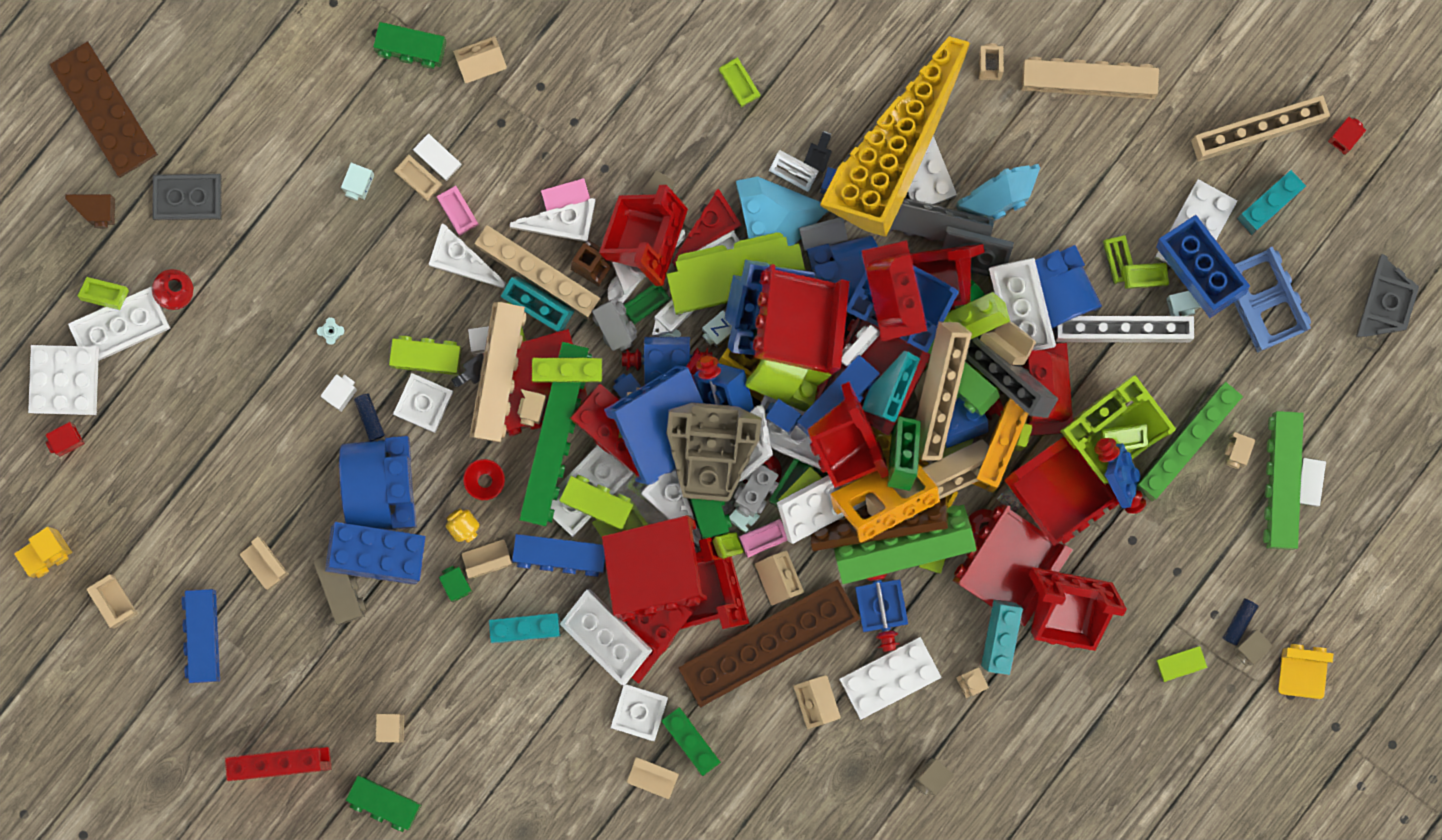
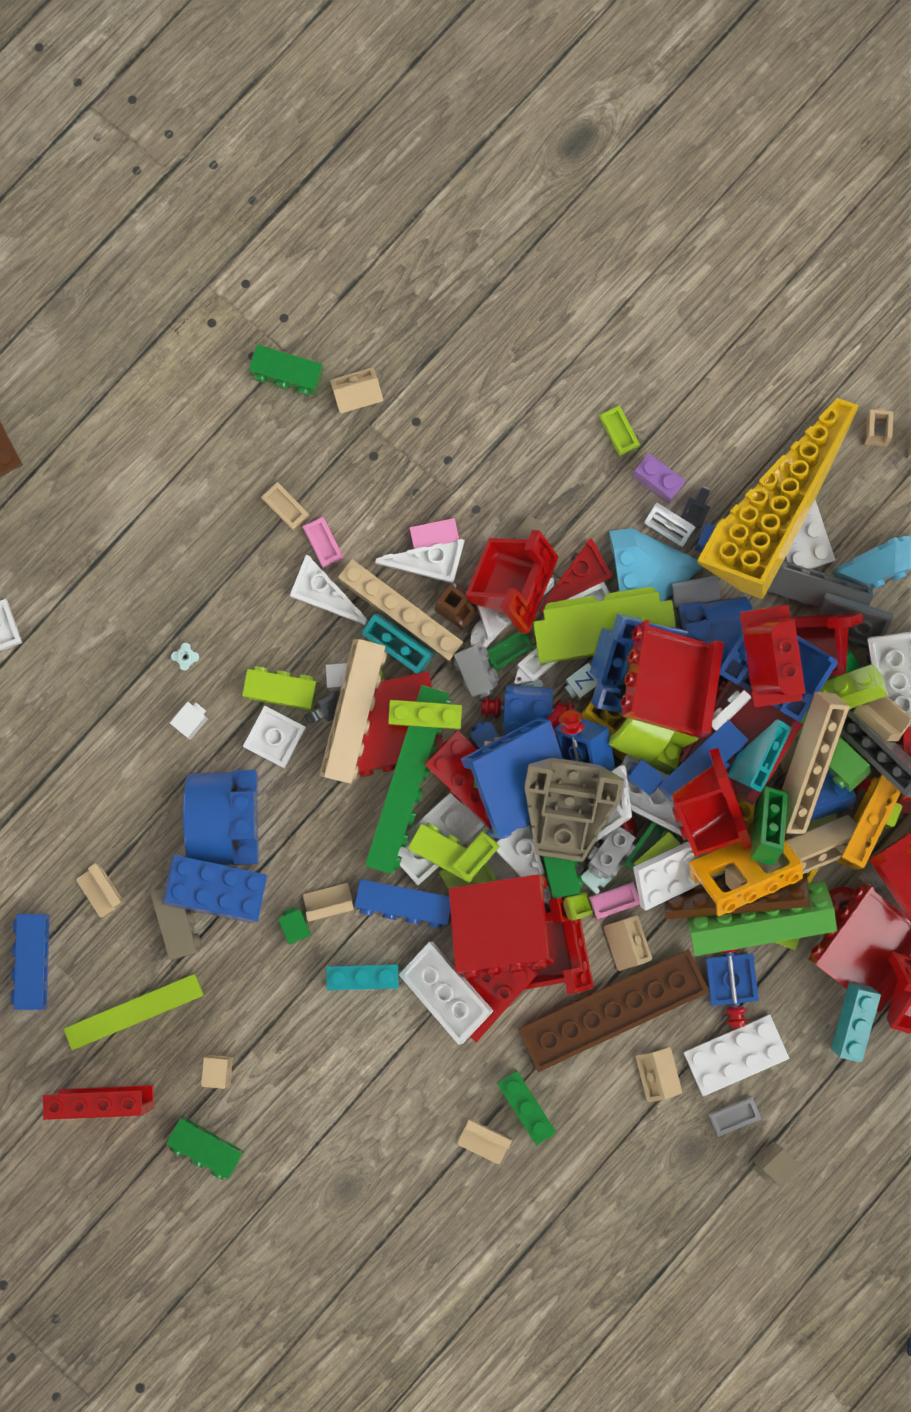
camera: 10 degrees right, 0 degrees up
(167, 298) = (23, 613): red piece -> none
(187, 197) = (49, 510): dark grey tile -> none
(304, 678) = (133, 1012): none -> lime tile
(357, 182) = (223, 506): light aqua brick -> none
(364, 419) = (216, 754): dark blue piece -> none
(437, 157) = (306, 486): white tile -> none
(462, 525) = (306, 866): yellow head -> none
(475, 471) = (328, 808): red piece -> none
(531, 408) = (385, 750): tan window -> none
(625, 503) = (475, 856): none -> lime tile
(639, 712) = (474, 1072): white plate -> none
(780, 126) = (659, 478): none -> medium lavender brick
(892, 737) = (734, 1116): none -> light grey tile
(972, 682) = (821, 1066): tan brick -> none

